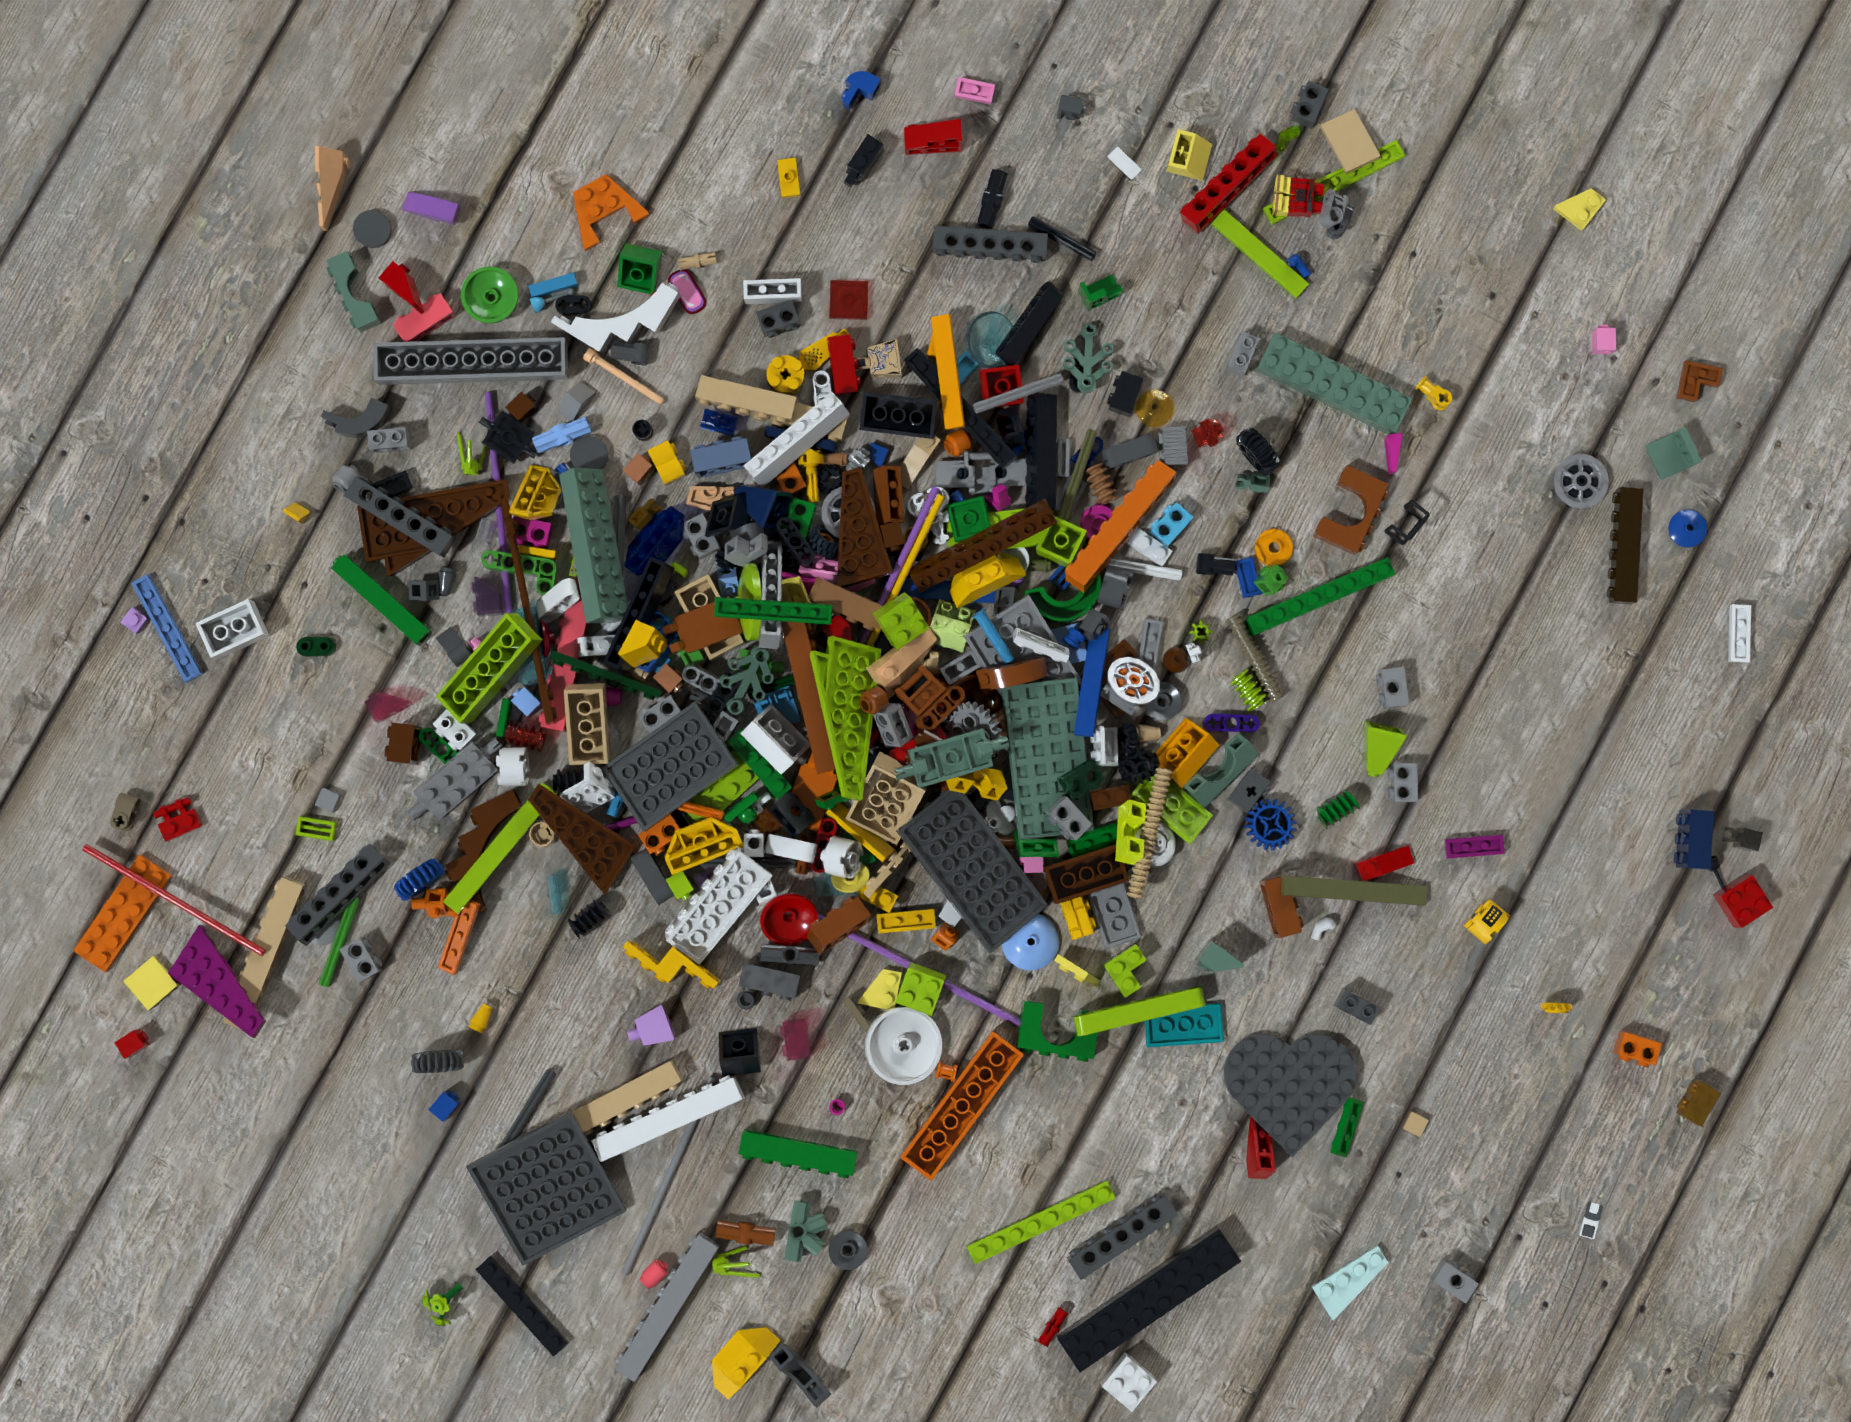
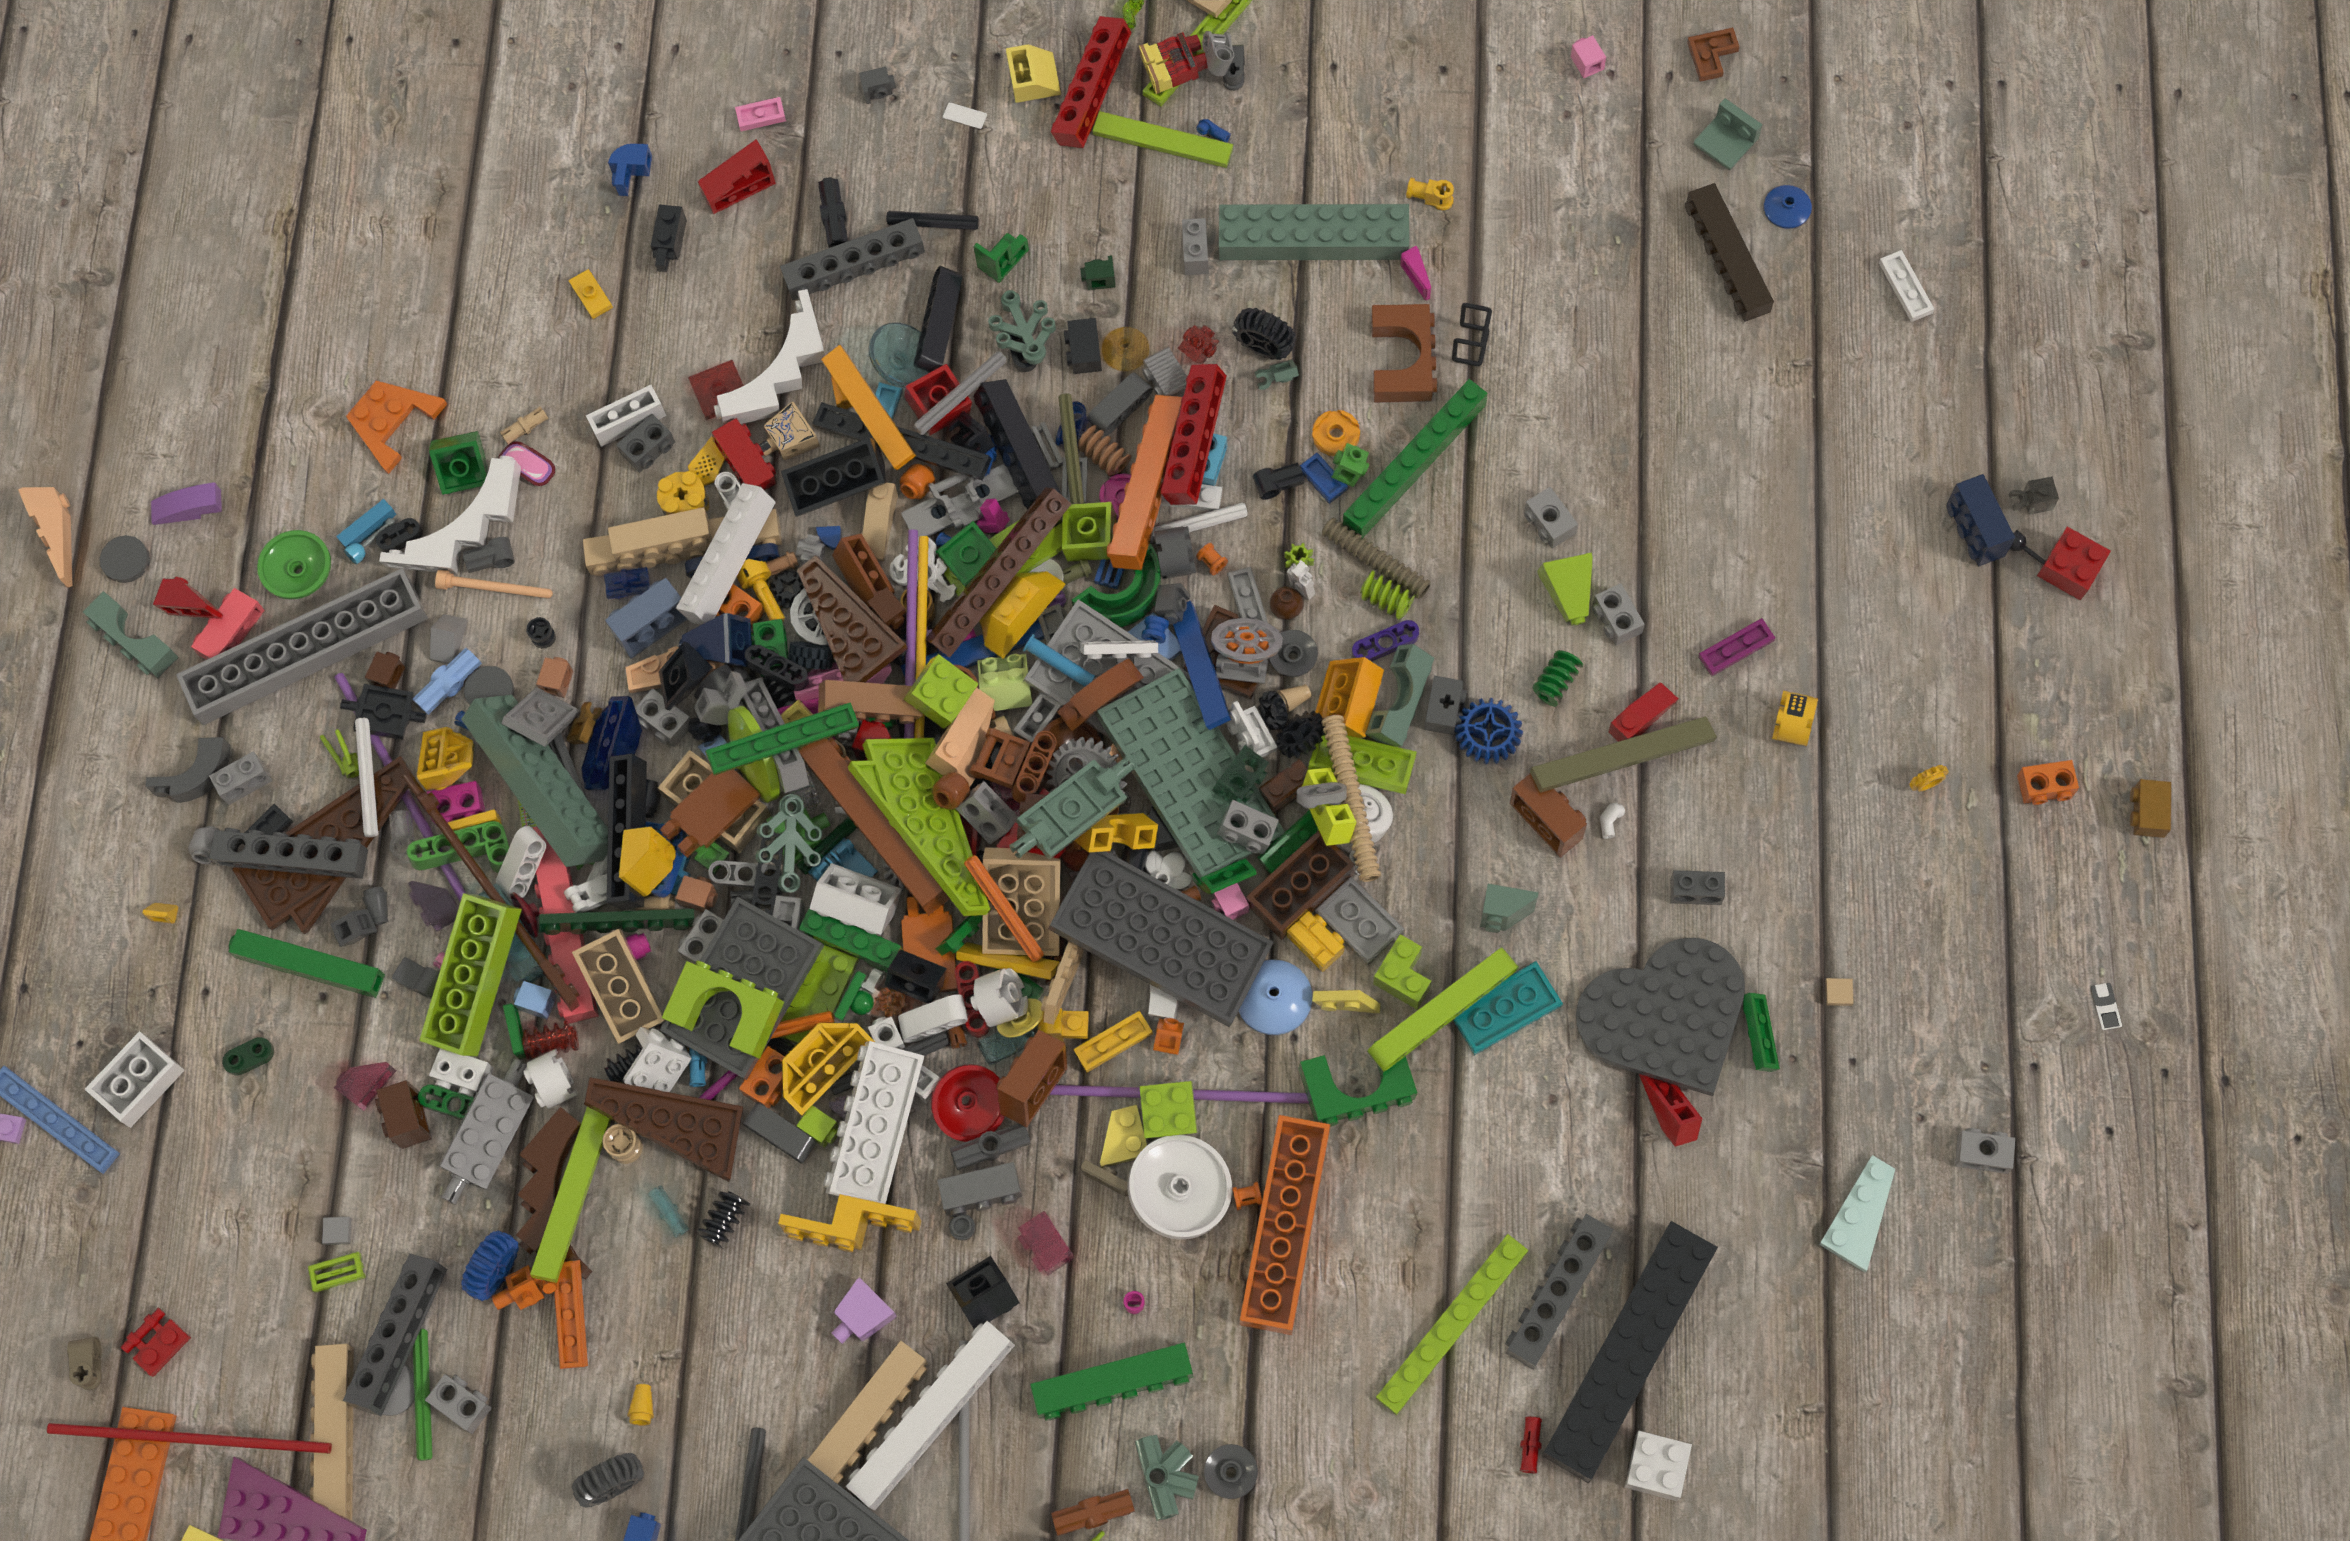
camera: 20 degrees left, 15 degrees down
(476, 485) = (366, 777): none -> white axle
(615, 498) = (540, 716): none -> light grey tile
(667, 463) = (586, 655): yellow brick -> none
(674, 789) = (699, 984): none -> lime arch
(679, 570) = (655, 767): lime tile -> none
(872, 801) = (1004, 908): none -> orange axle
(921, 297) = (759, 398): none -> white arch
(1129, 825) = (1319, 794): none -> light grey plate
(1139, 602) = (1212, 558): none -> orange bush
(1162, 341) = (1098, 274): none -> dark green brick
(1169, 516) = (1193, 434): none -> red brick
(1581, 481) = (1642, 208): flat silver piece -> none

